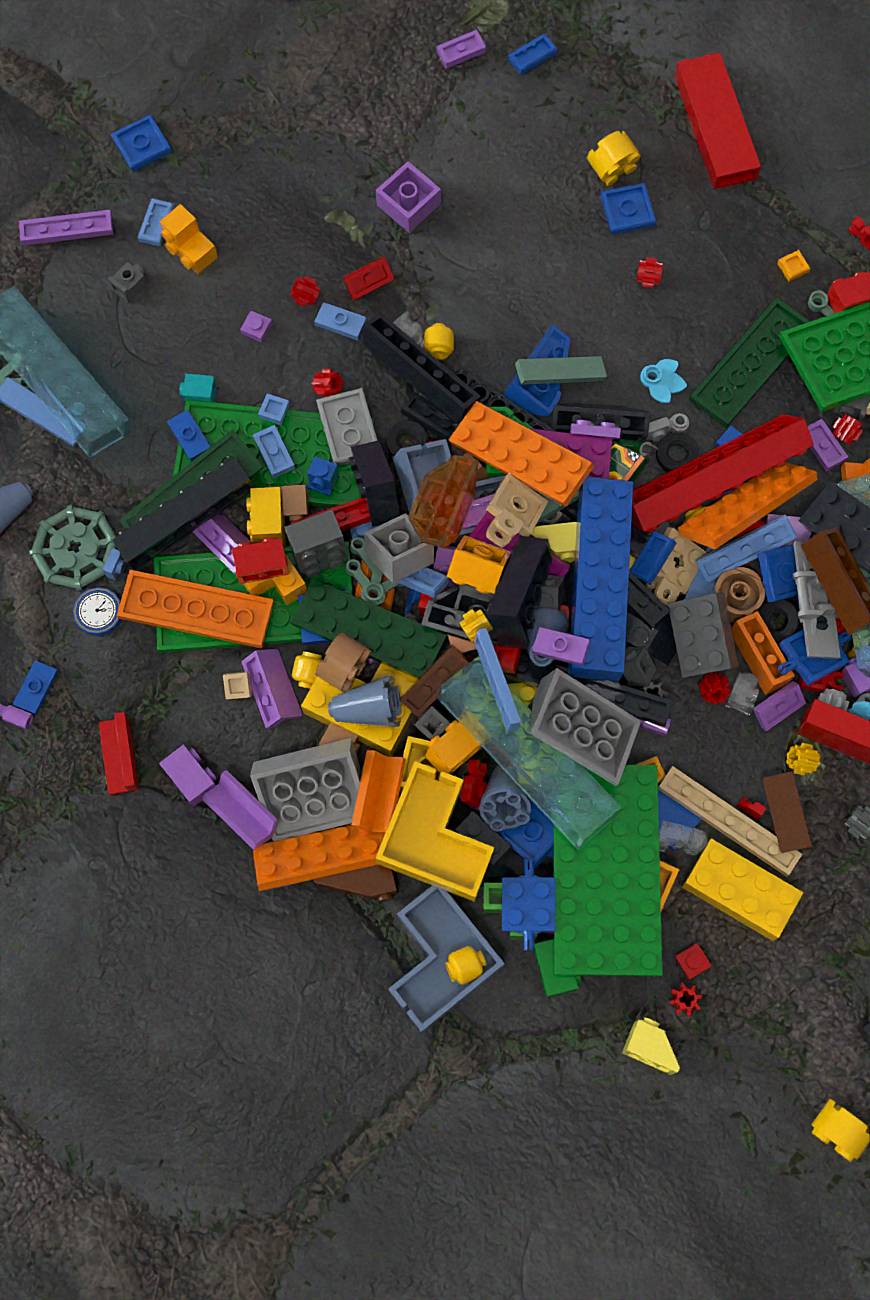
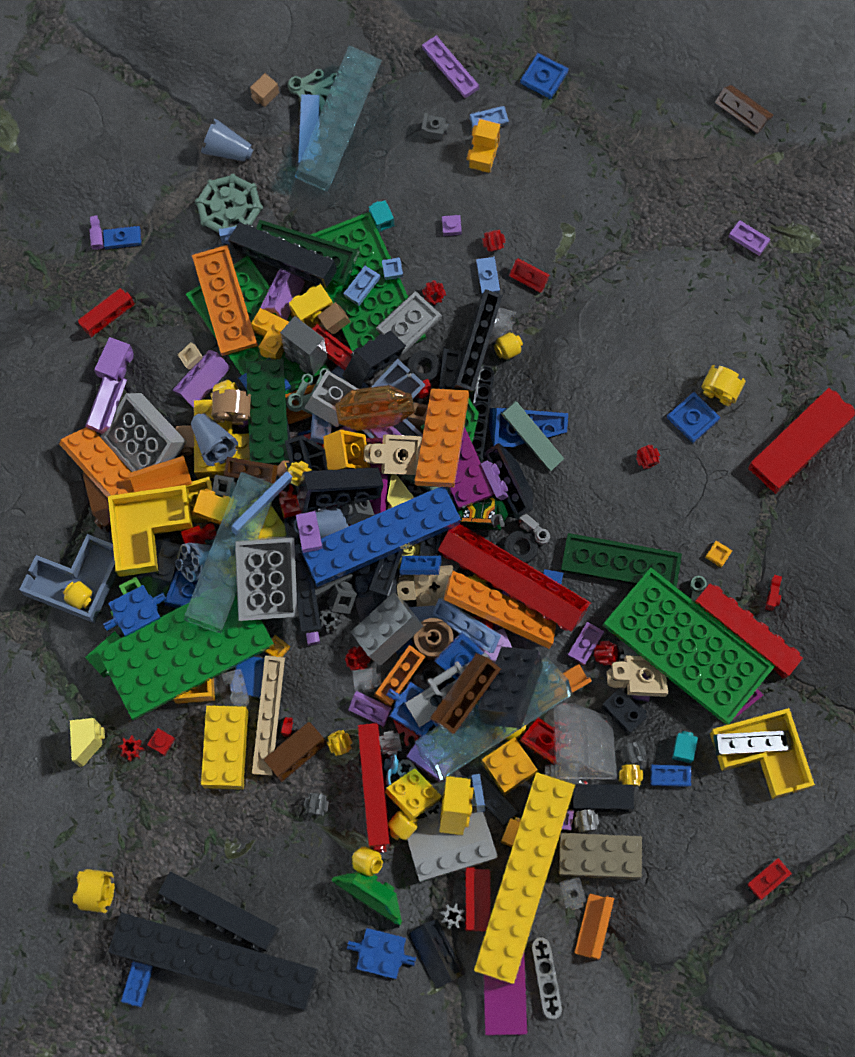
camera: 60 degrees right, 0 degrees up
(97, 611) = (192, 241): tile -> none
(188, 435) = (343, 227): blue plate -> none
(260, 560) = (269, 316): red brick -> none
(322, 476) = (361, 325): blue brick -> none
(408, 197) = (605, 266): medium lavender brick -> none
(532, 54) = (776, 287): blue plate -> none
(666, 380) = (571, 512): medium azure plate -> none

